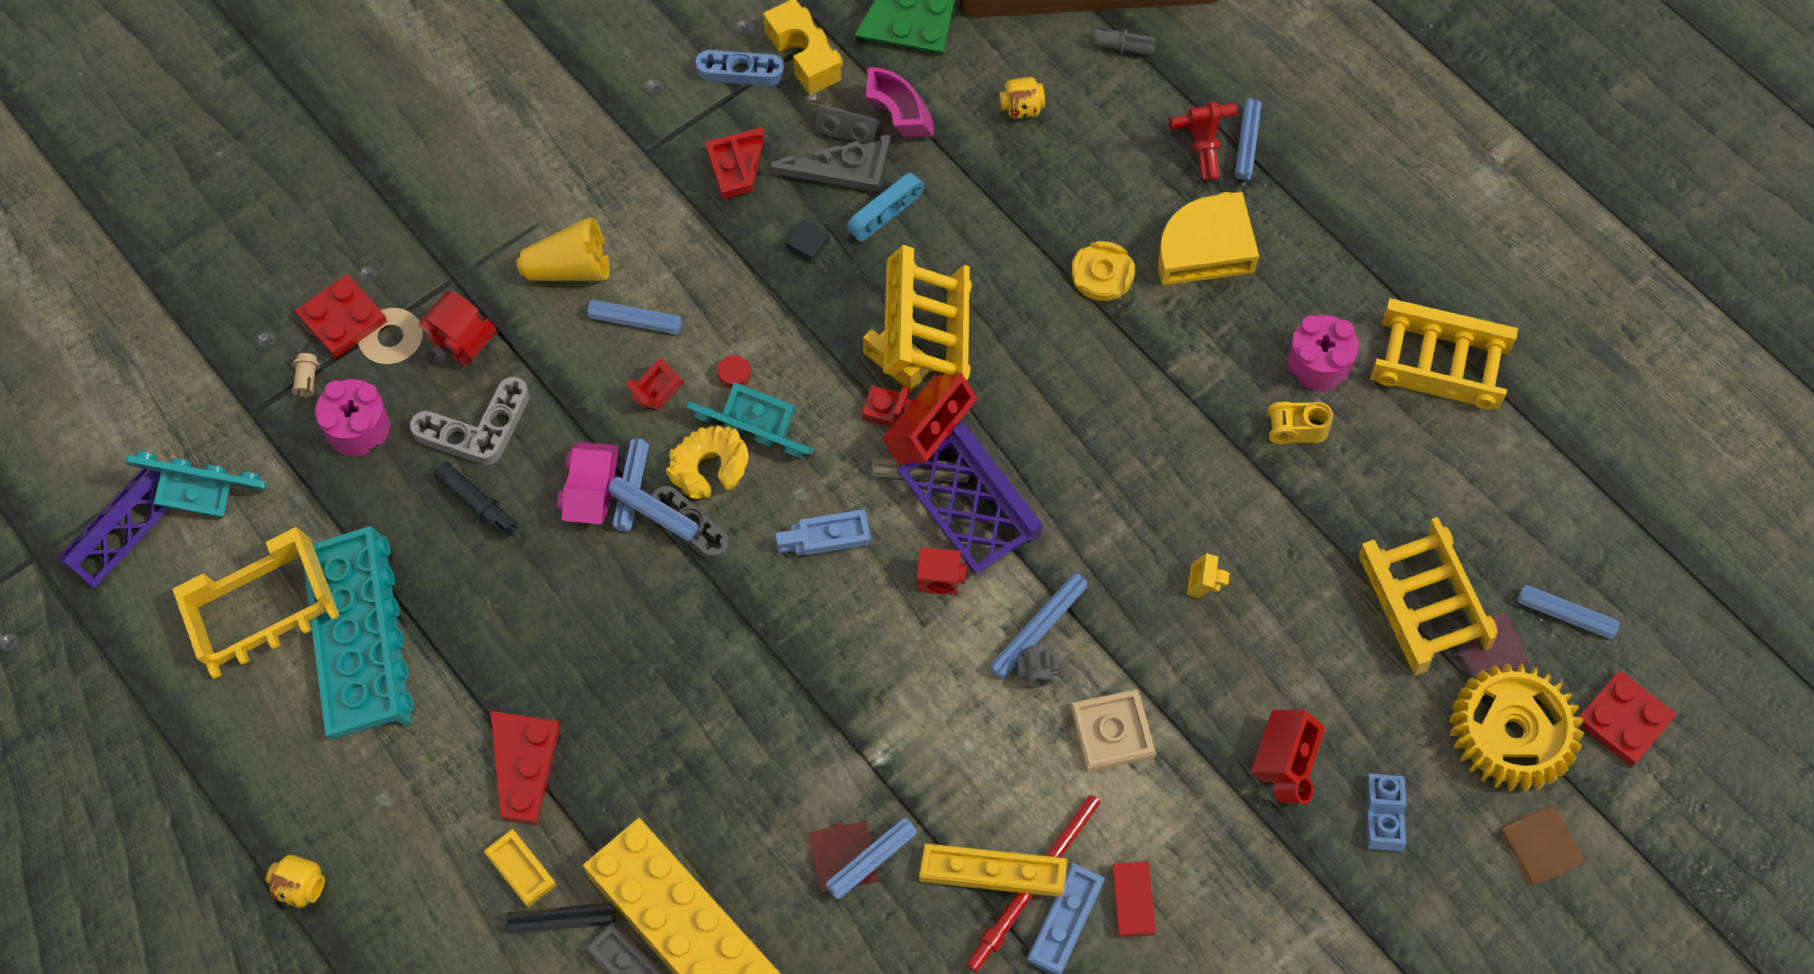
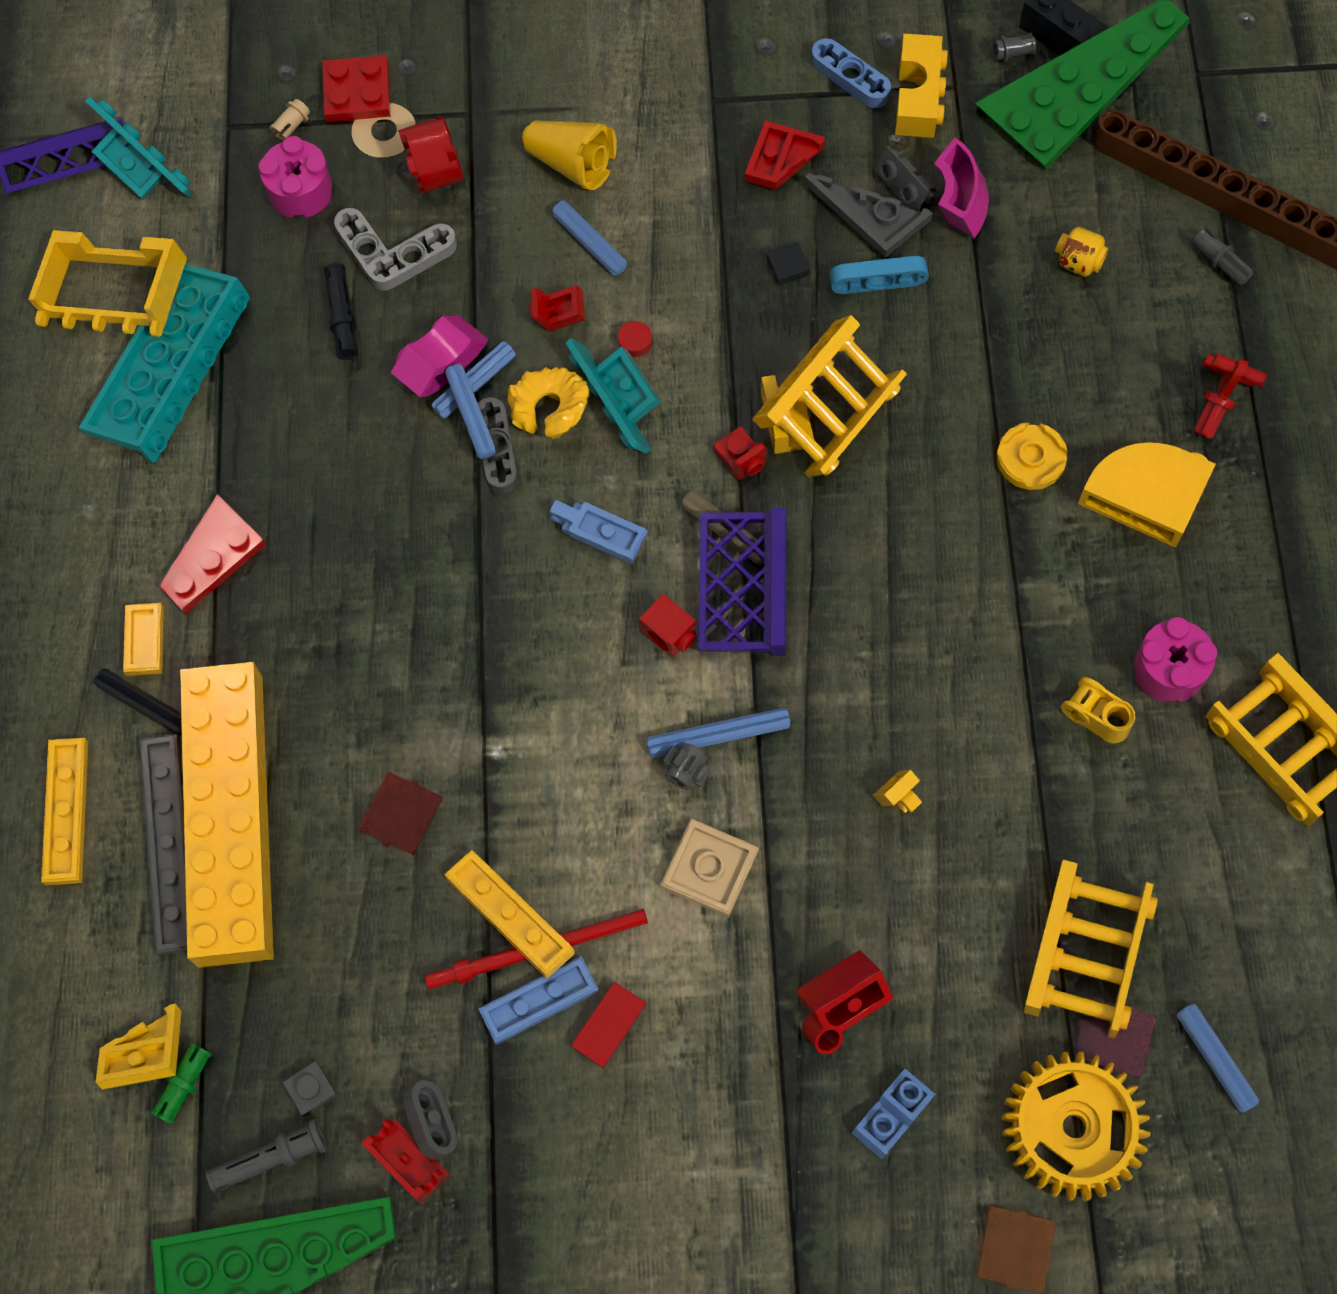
camera: 40 degrees right, 5 degrees up
(871, 858) = (417, 830): medium blue axle -> none
(929, 418) = (761, 486): red brick -> none
(1248, 139) = (1268, 420): medium blue axle -> none
(1626, 718) = (1192, 1193): red plate -> none

